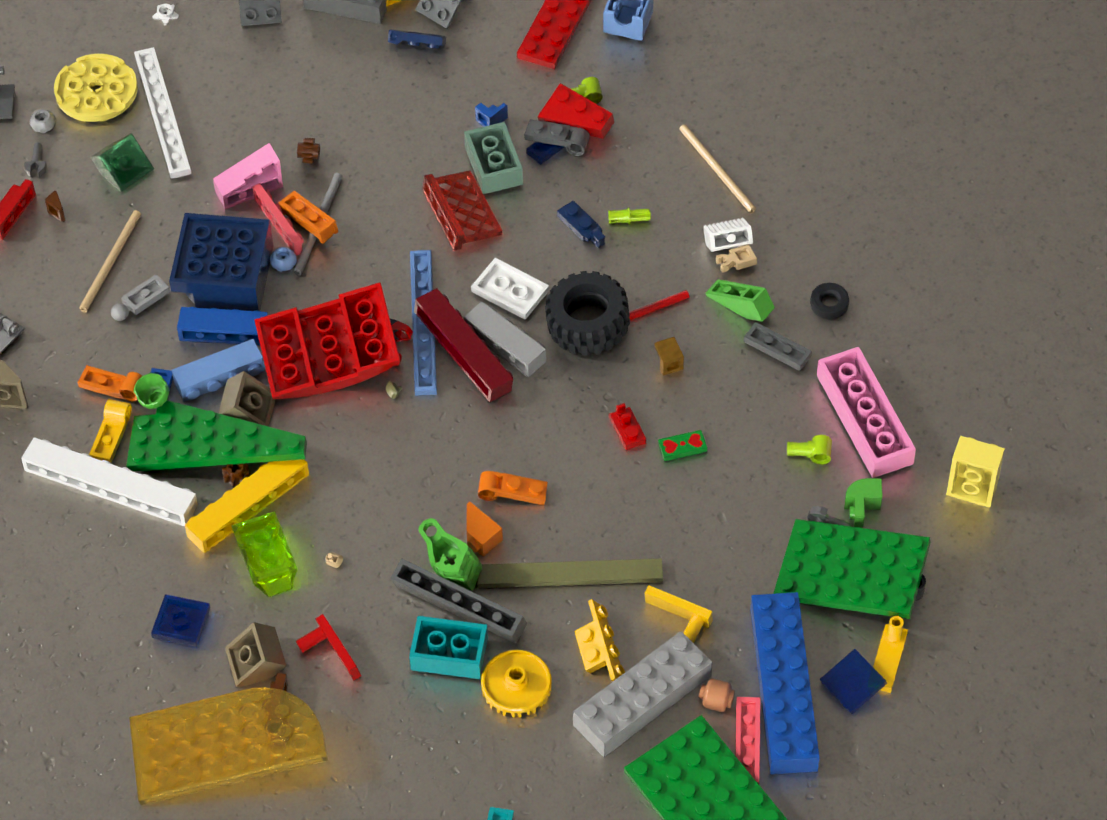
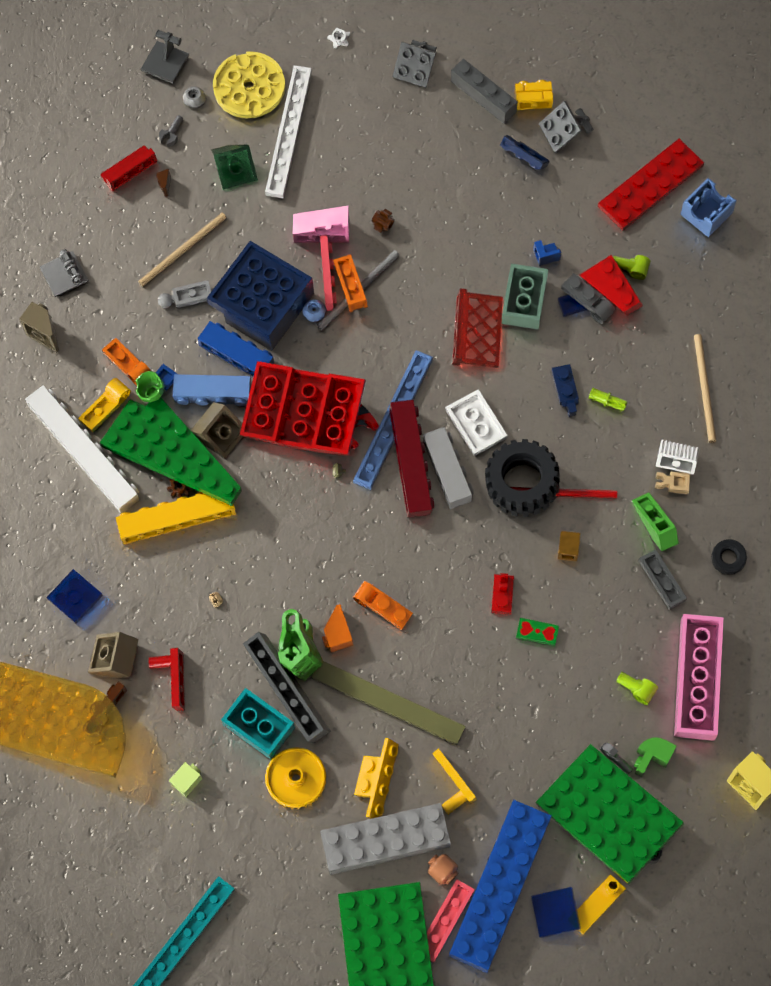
camera: 30 degrees right, 15 degrees up
(266, 553) = (164, 570): clear neon green slope -> none
(401, 734) = (186, 778): none -> yellowish green brick

